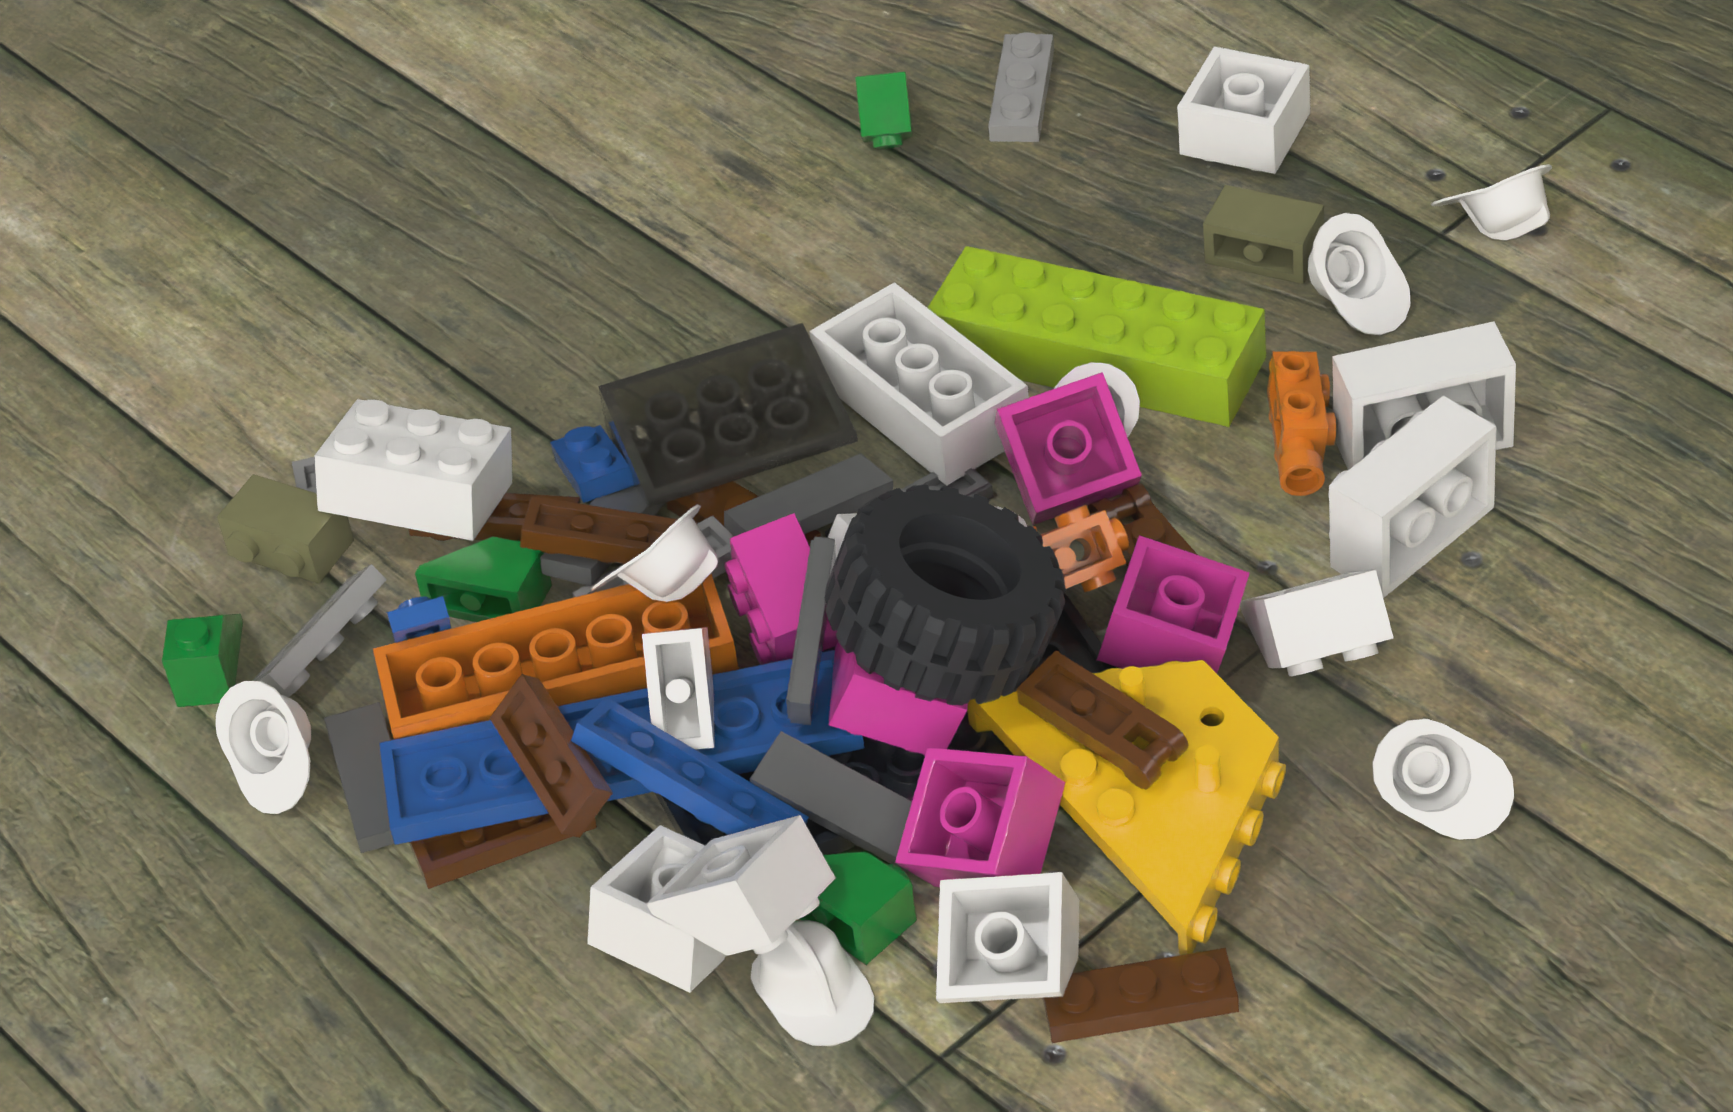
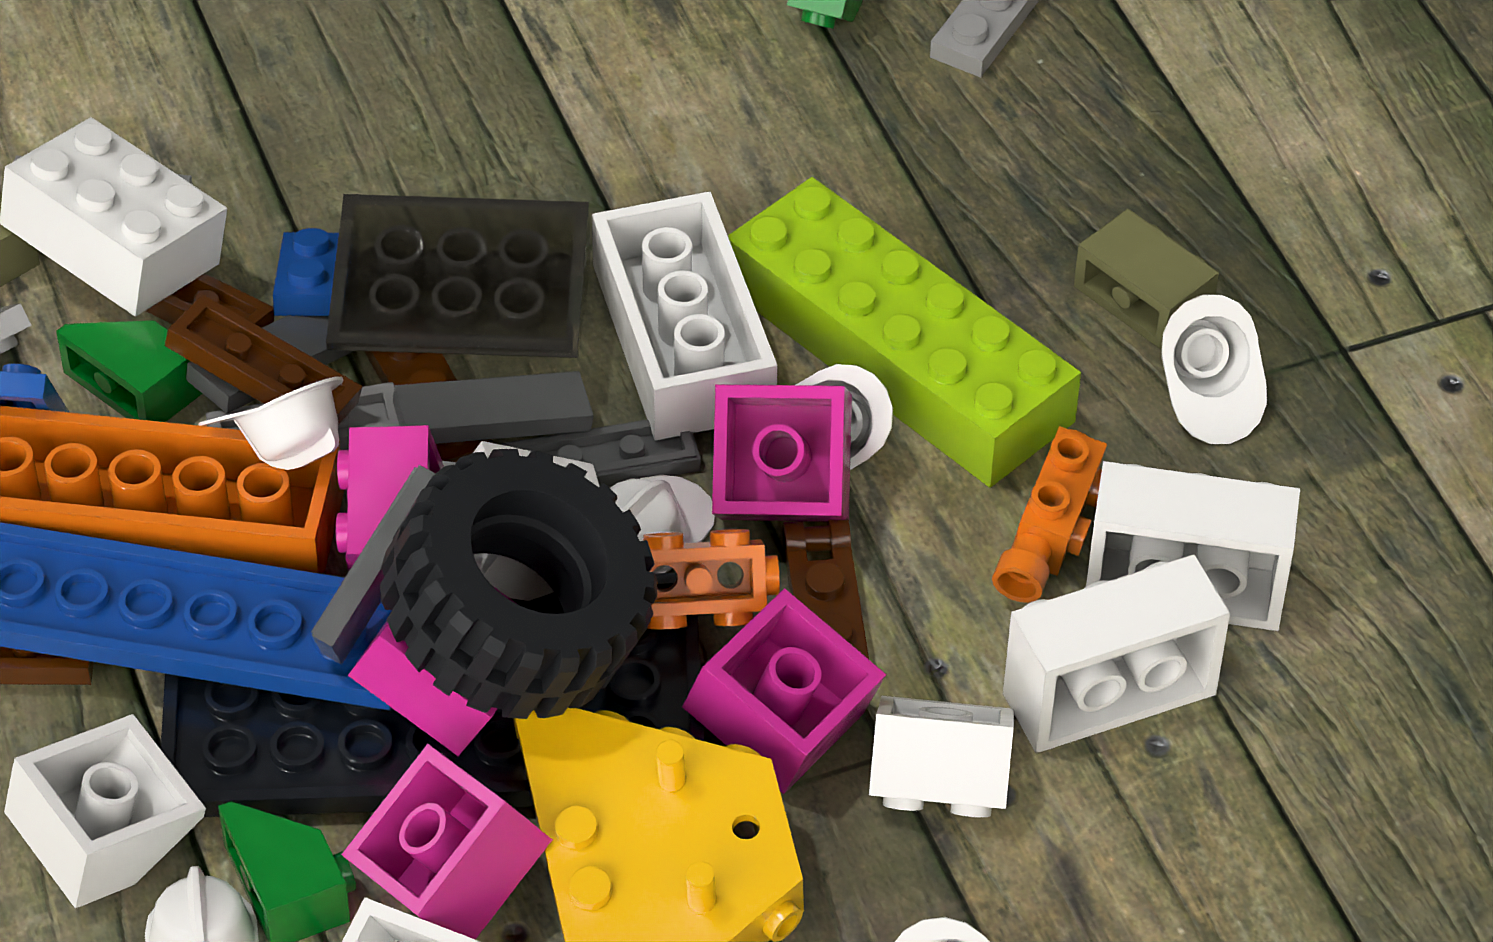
camera: 15 degrees right, 5 degrees up
(552, 763) = (56, 596): reddish brown plate -> none
(677, 770) = (180, 678): blue plate -> none
(681, 685) = (224, 571): white slope -> none
(746, 888) = (162, 826): white slope -> none
(834, 796) = (320, 749): dark grey tile -> none
(1102, 718) = (621, 783): reddish brown plate -> none
(1244, 109) = (1203, 126): white brick -> none
(1507, 207) = (1426, 350): white piece -> none

